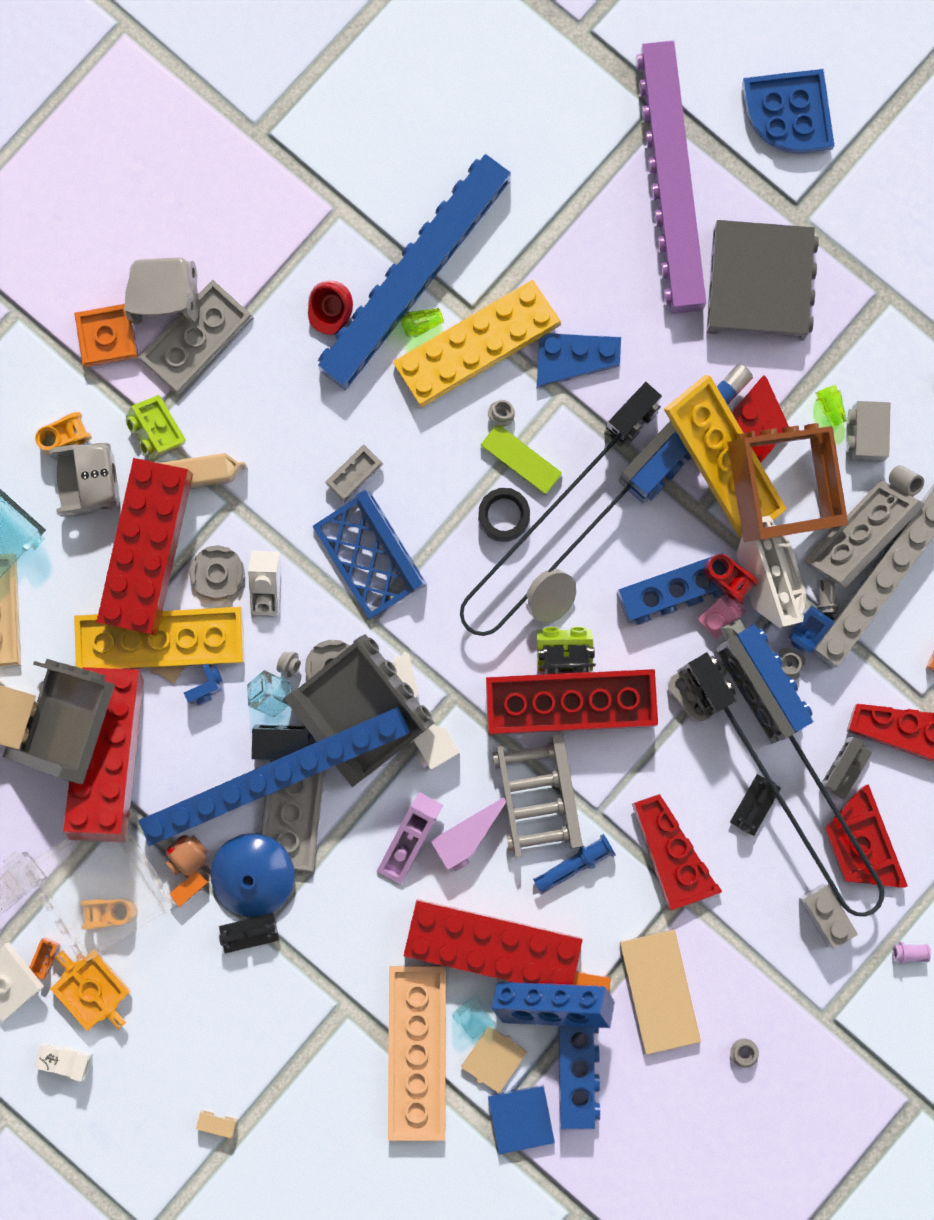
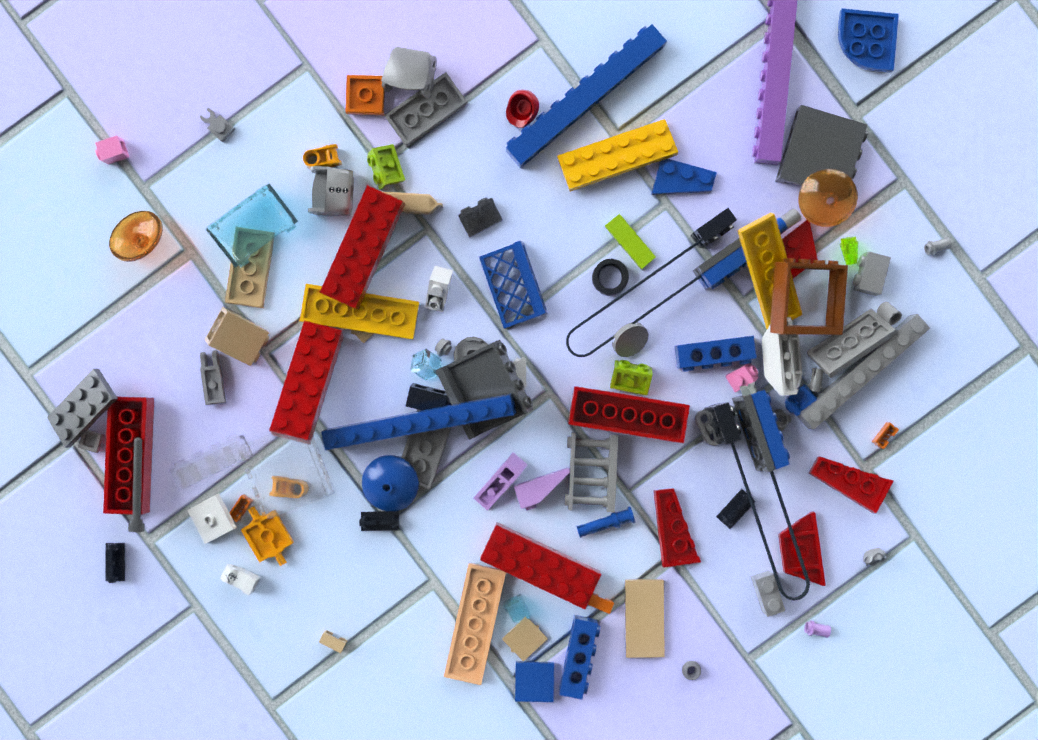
camera: 10 degrees right, 5 degrees up
(65, 722) = (284, 356): dark grey panel -> none
(186, 855) = (348, 461): nougat head -> none
(188, 888) = (345, 482): orange piece -> none
(203, 692) = (382, 354): blue bracket -> none
(217, 572) = (407, 274): light grey tile -> none
(302, 470) = (480, 217): none -> clear smoke bracket
(354, 473) = (514, 226): light grey plate -> none
(419, 322) = (581, 132): clear neon green cone -> none
(435, 747) = (530, 425): white slope -> none
(503, 407) = (626, 203): light grey plate -> none
(553, 1004) = (572, 614): blue brick -> none
(578, 658) = (639, 386): black hinge -> none
(731, 579) = (757, 356): red piece -> none
(769, 326) = (820, 187): none -> clear orange dish
(846, 767) = (802, 497): dark grey bracket -> none

